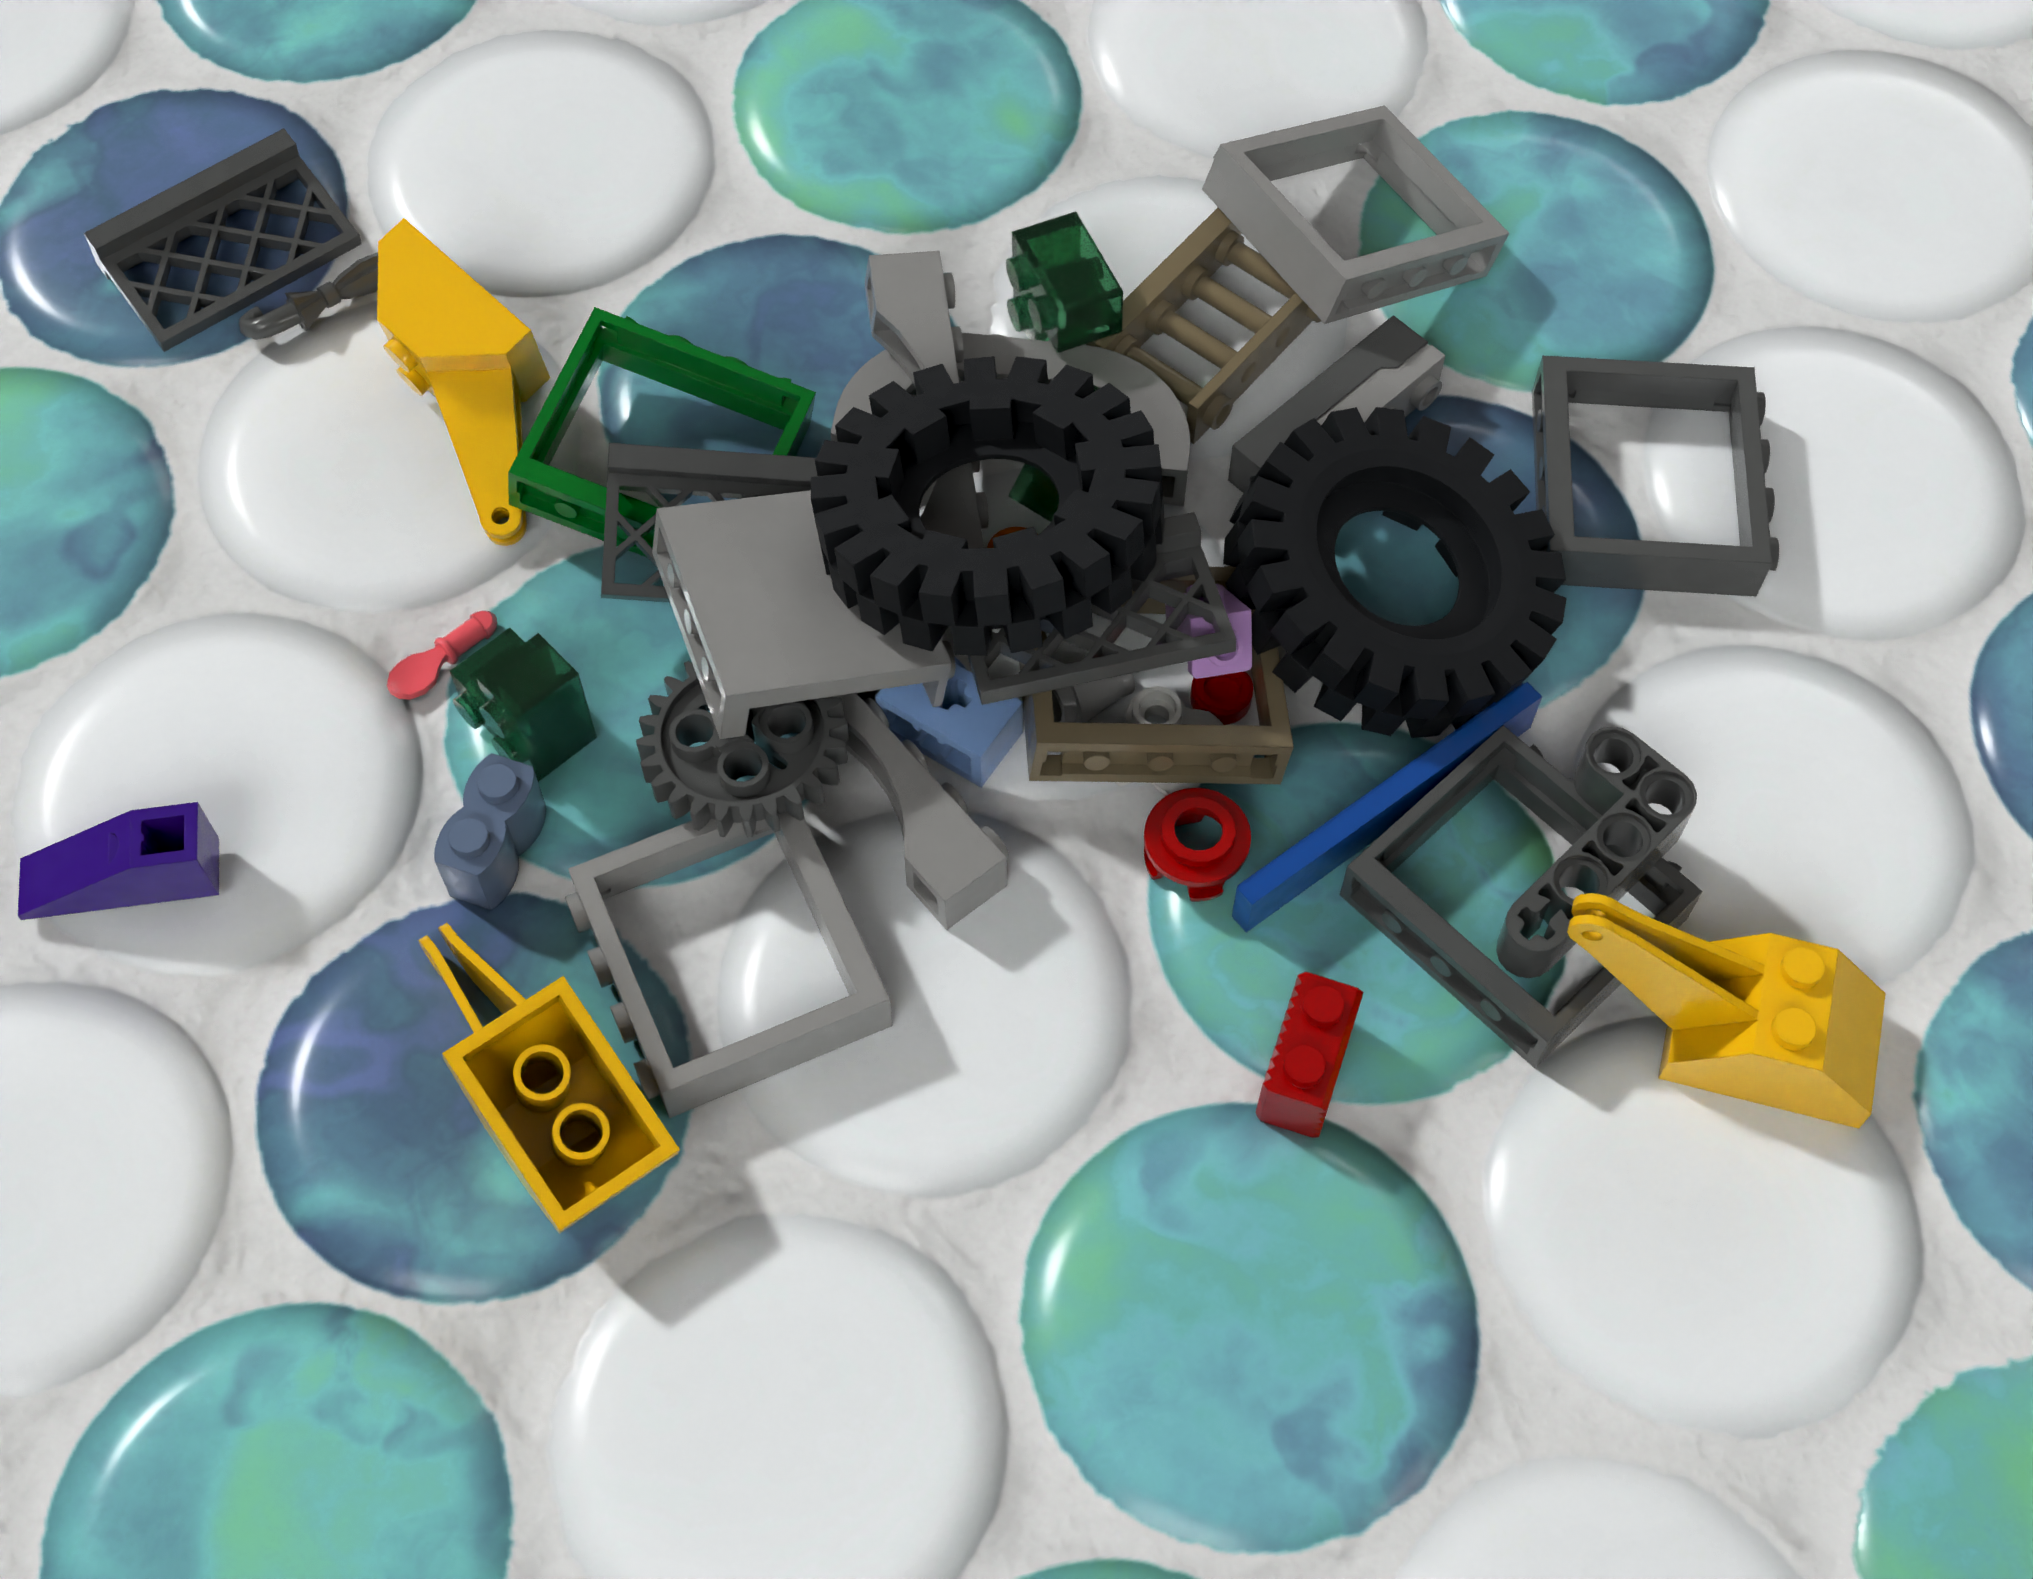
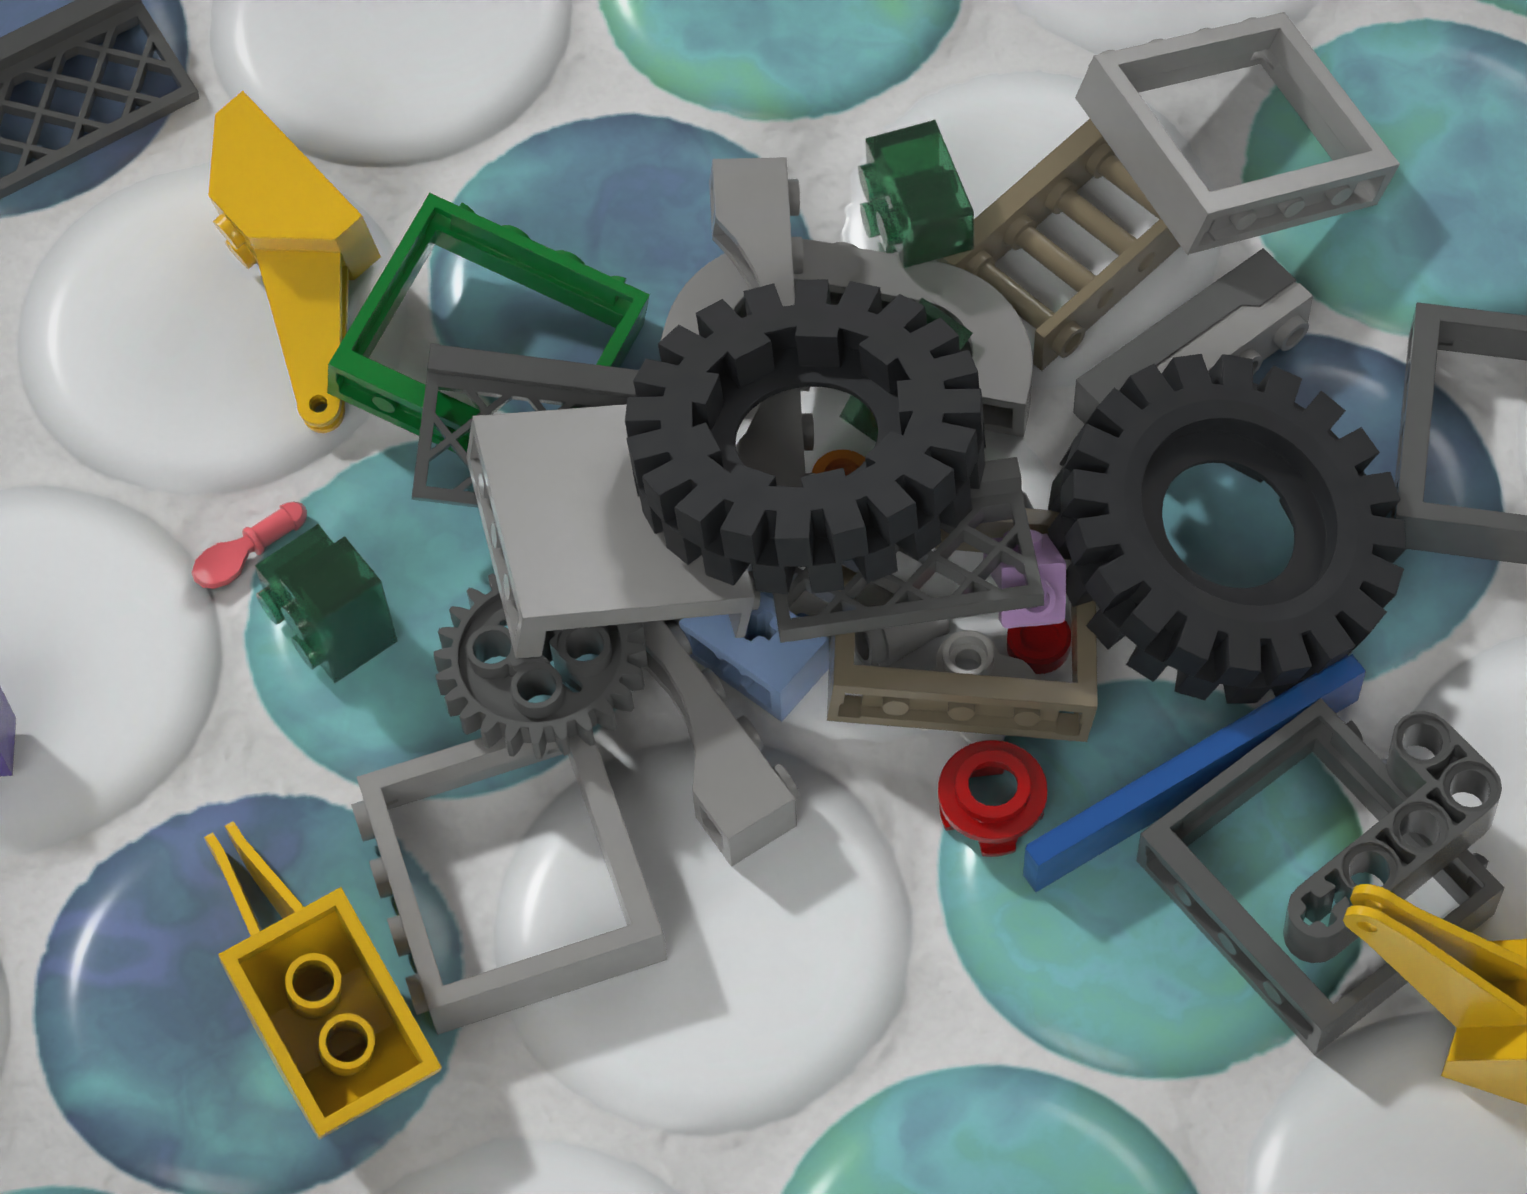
camera: 10 degrees right, 0 degrees up
(306, 306) = (138, 165): dark grey piece -> none
(484, 838) = (276, 740): sand blue brick -> none
(1308, 1054) = (1080, 1022): red brick -> none

